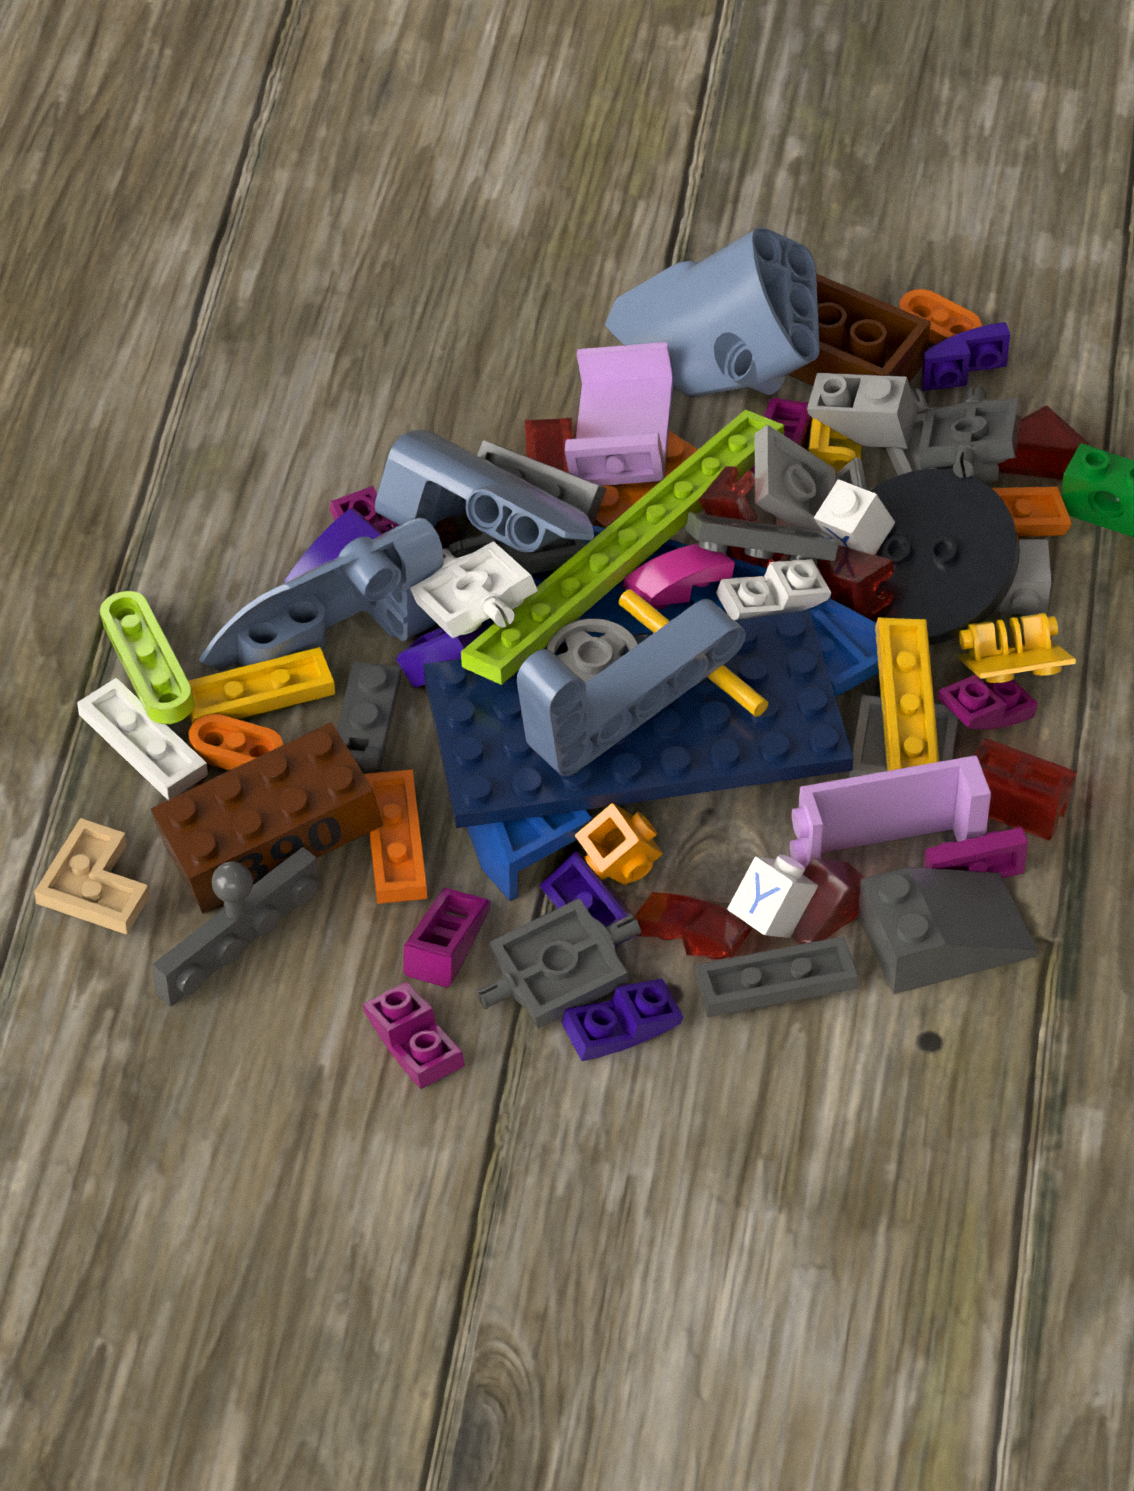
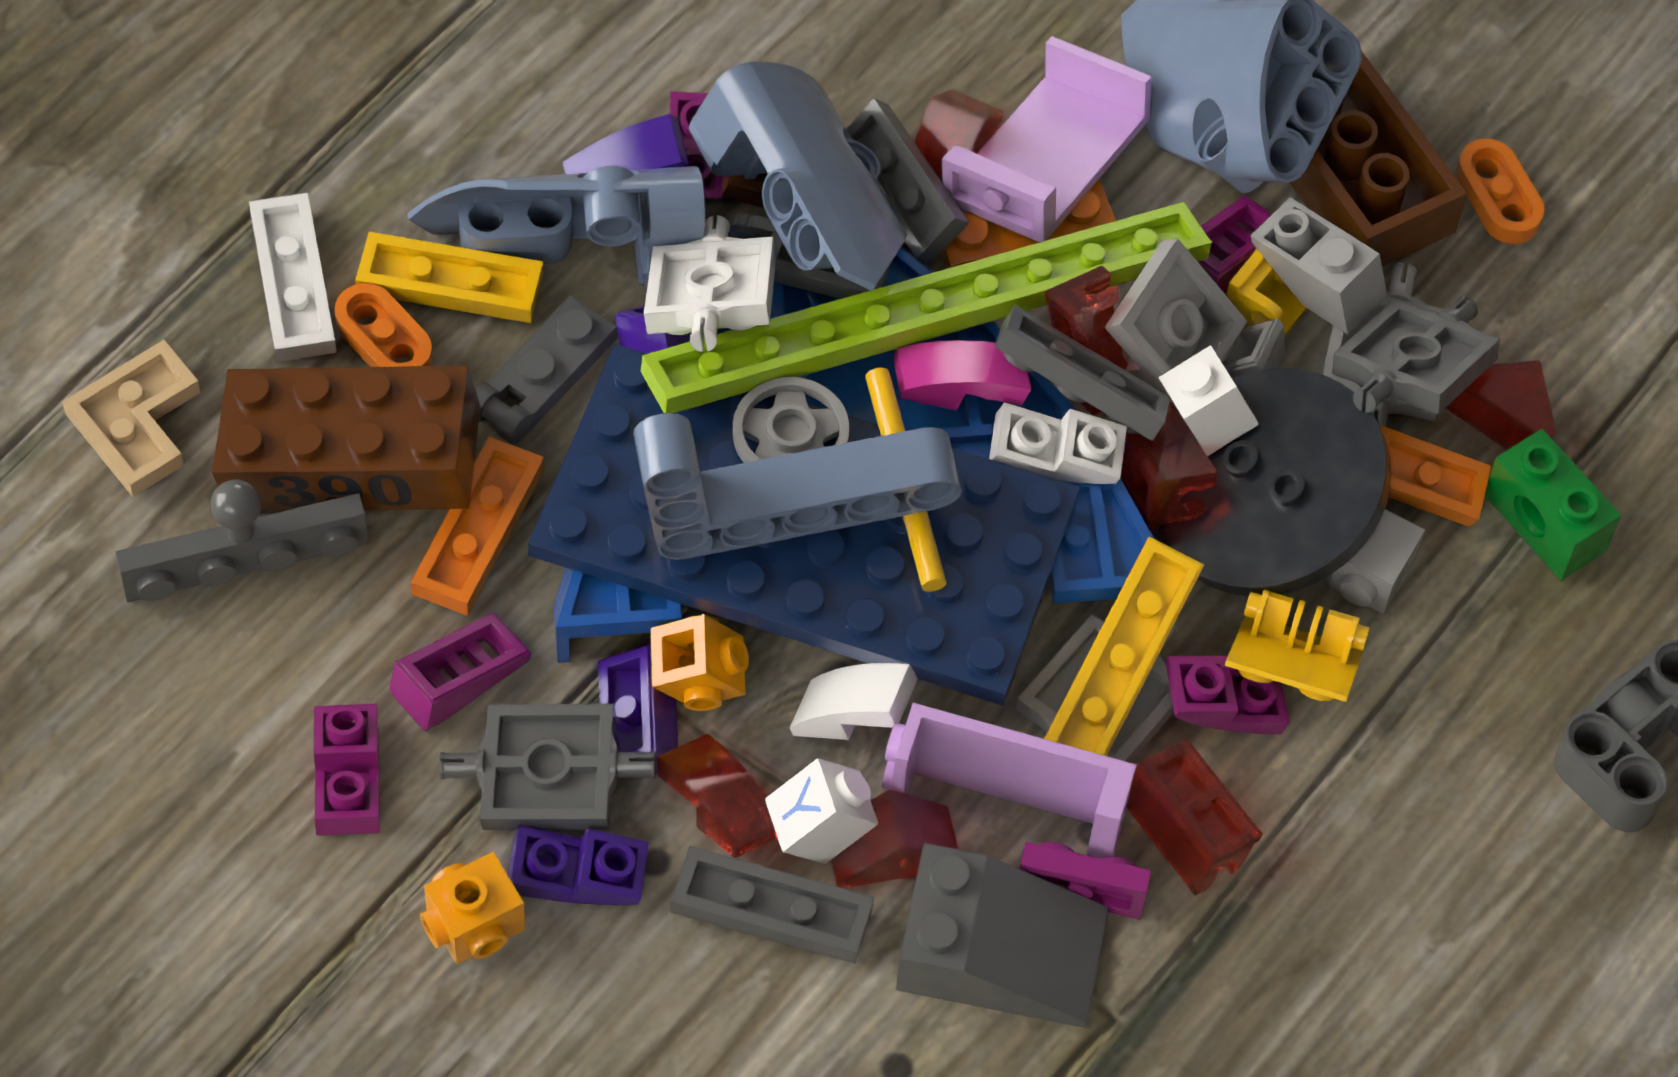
camera: 25 degrees right, 10 degrees up
(147, 657) = (352, 185): lime plate -> none
(575, 1073) = (472, 909): none -> light orange brick
(751, 808) = (854, 696): none -> white slope
(974, 350) = (1472, 247): dark purple slope -> none

